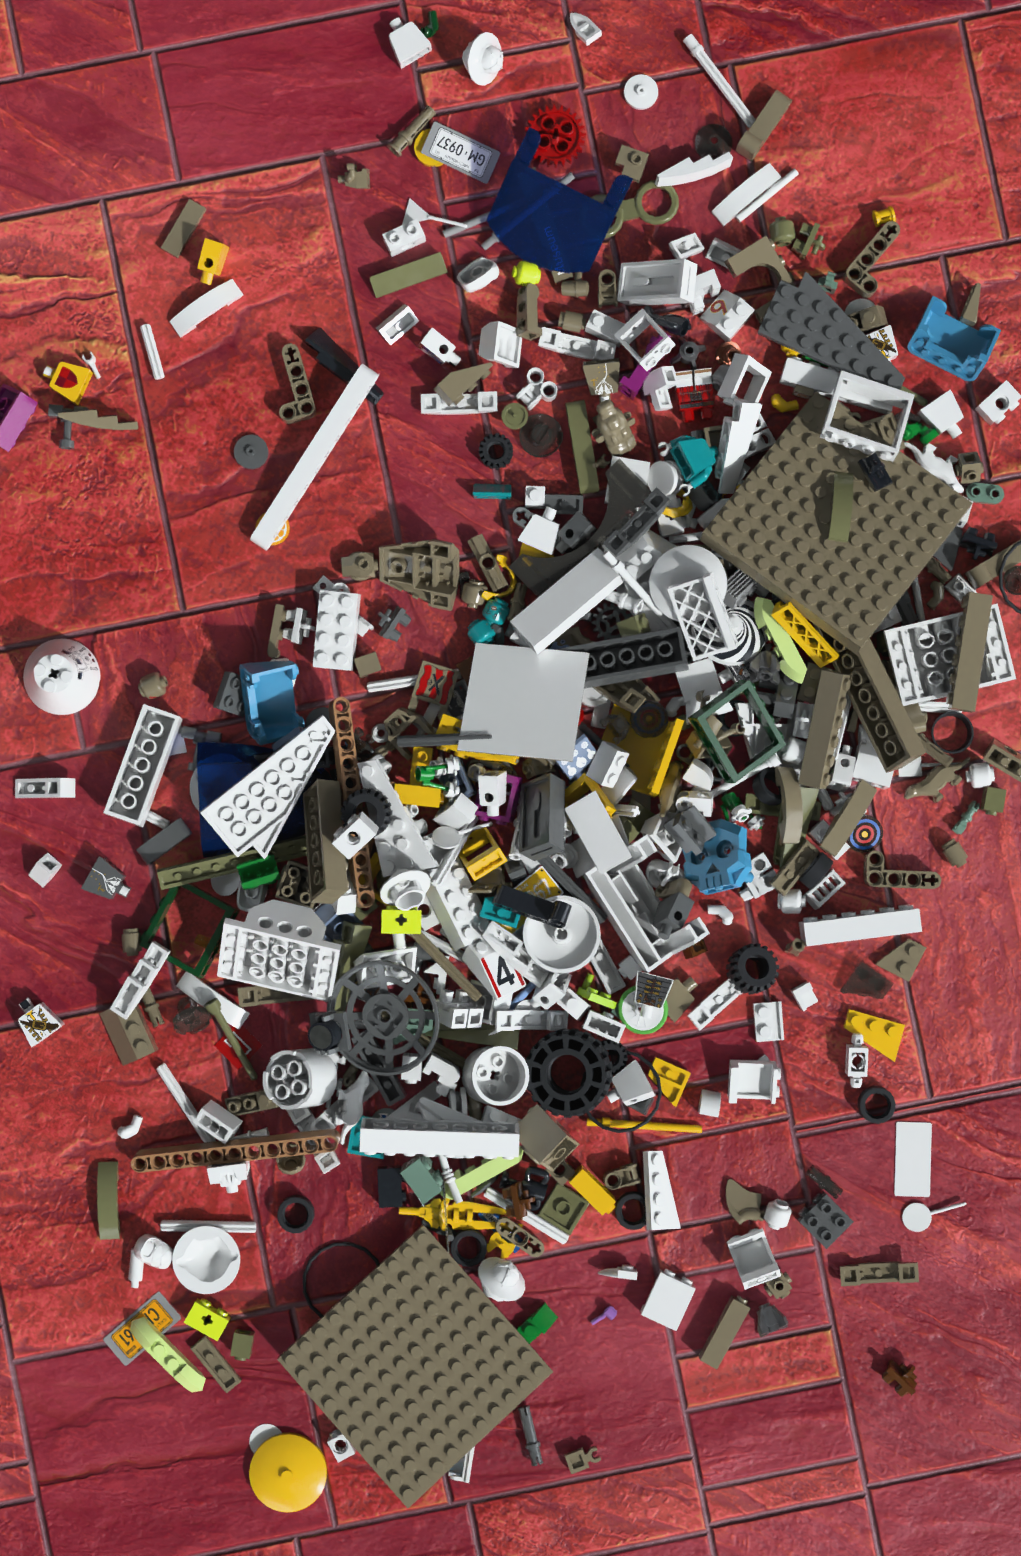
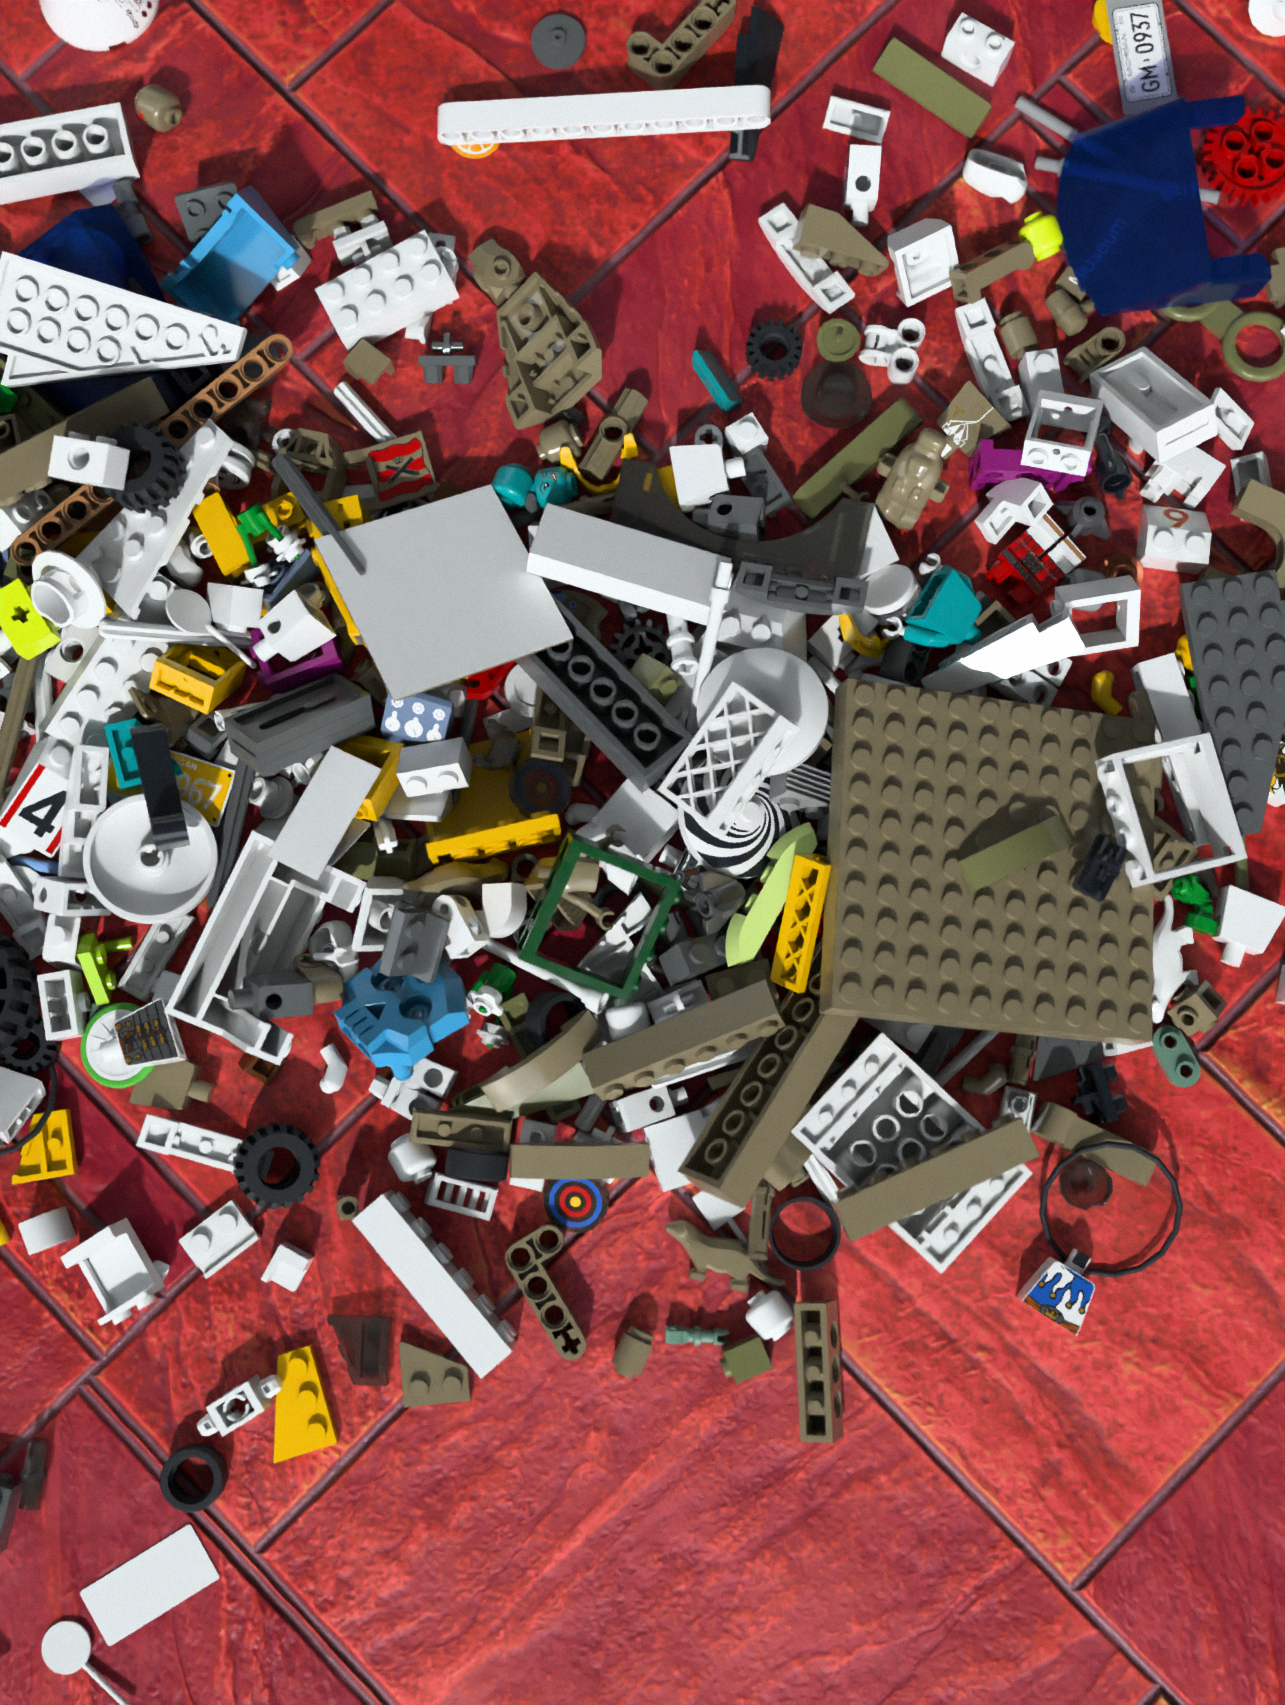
camera: 65 degrees right, 5 degrees down
(414, 211) = (1022, 57): white piece -> none

